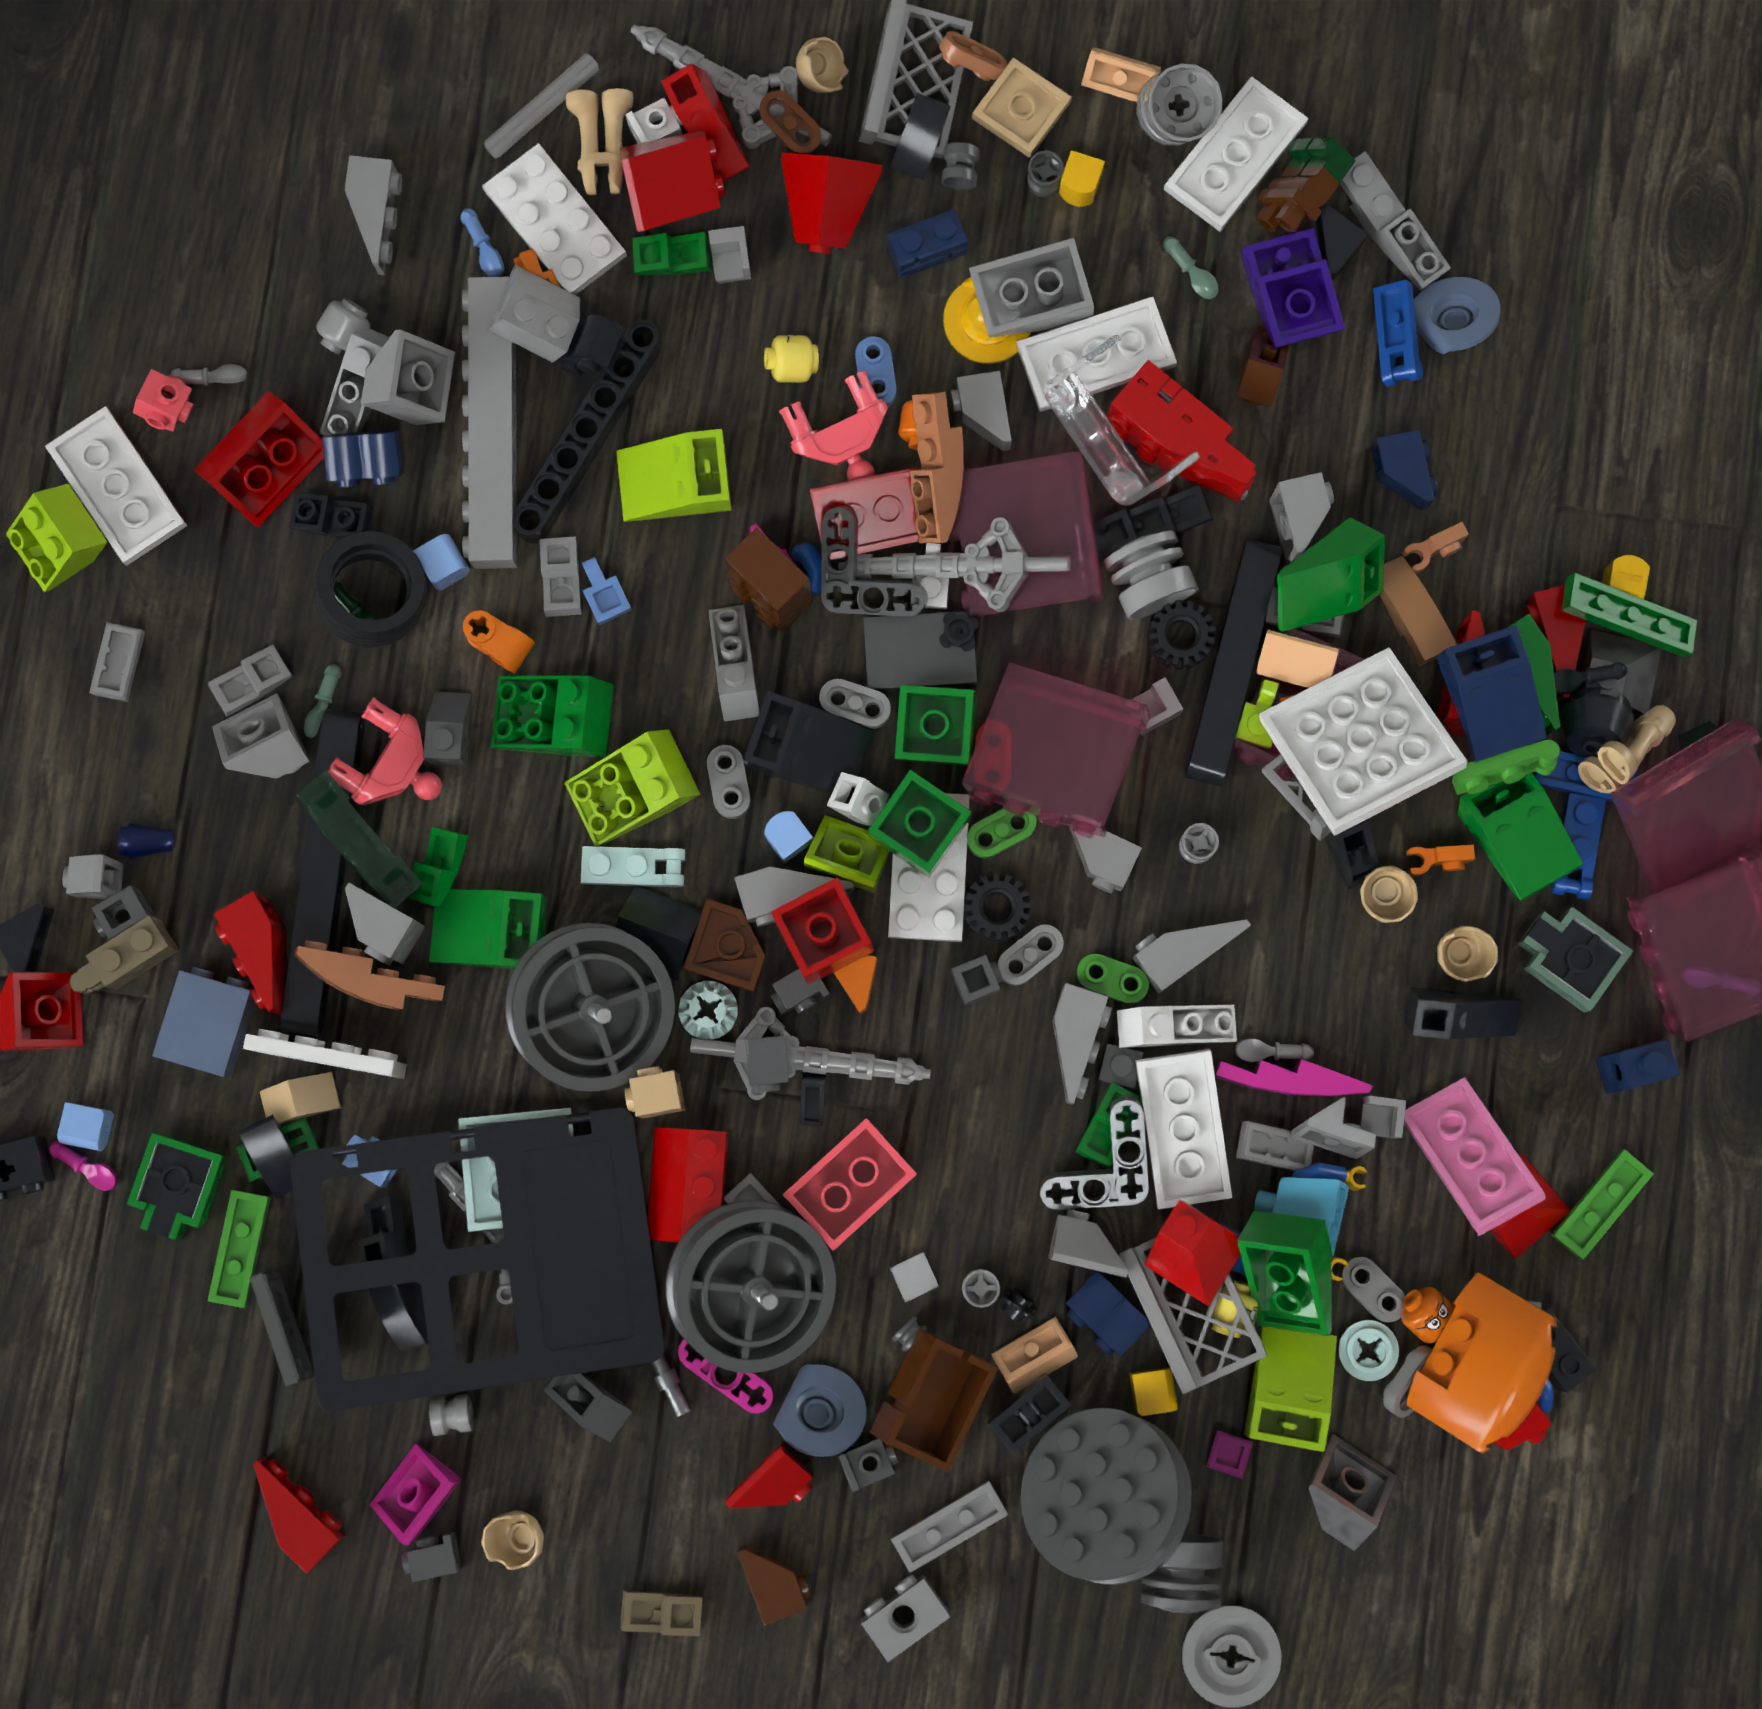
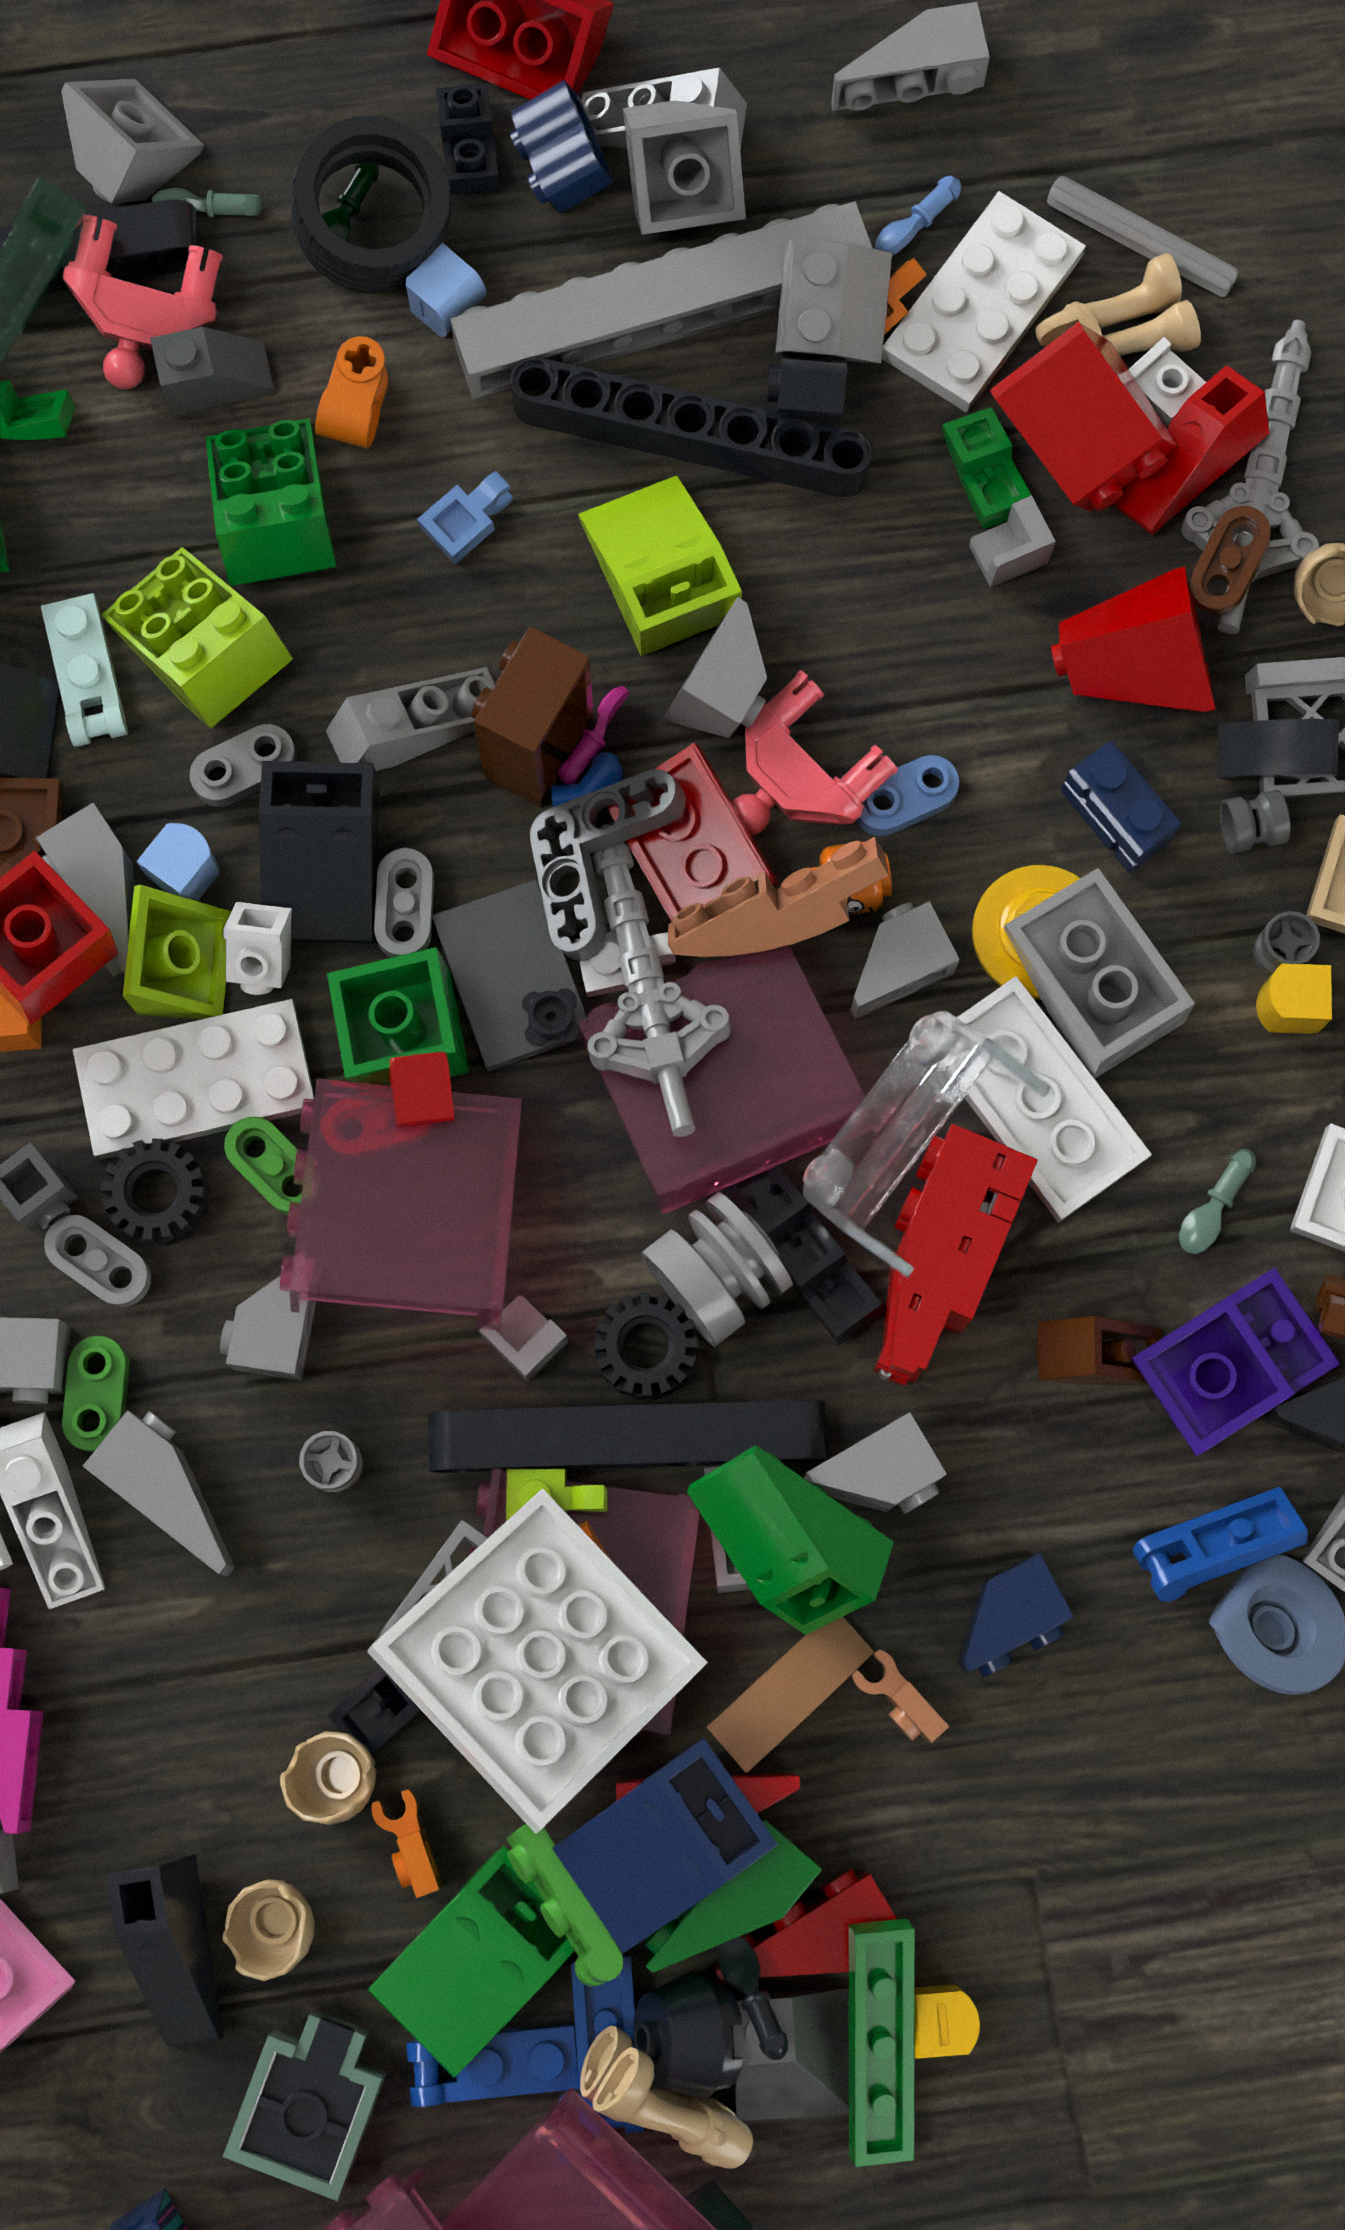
camera: 70 degrees right, 5 degrees down
(250, 681) = (208, 104): light grey slope -> none
(339, 322) = (745, 64): light grey head -> none
(560, 576) = (468, 458): light grey slope -> none
(770, 459) = (724, 680): none -> light grey slope
(791, 358) = (885, 668): light yellow head -> none
(919, 823) = (234, 1033): green brick -> none
(990, 719) = (421, 1089): none -> red slope
(1255, 1050) = (40, 1642): light grey piece -> none
(1296, 660) = (649, 1527): light nougat slope -> none

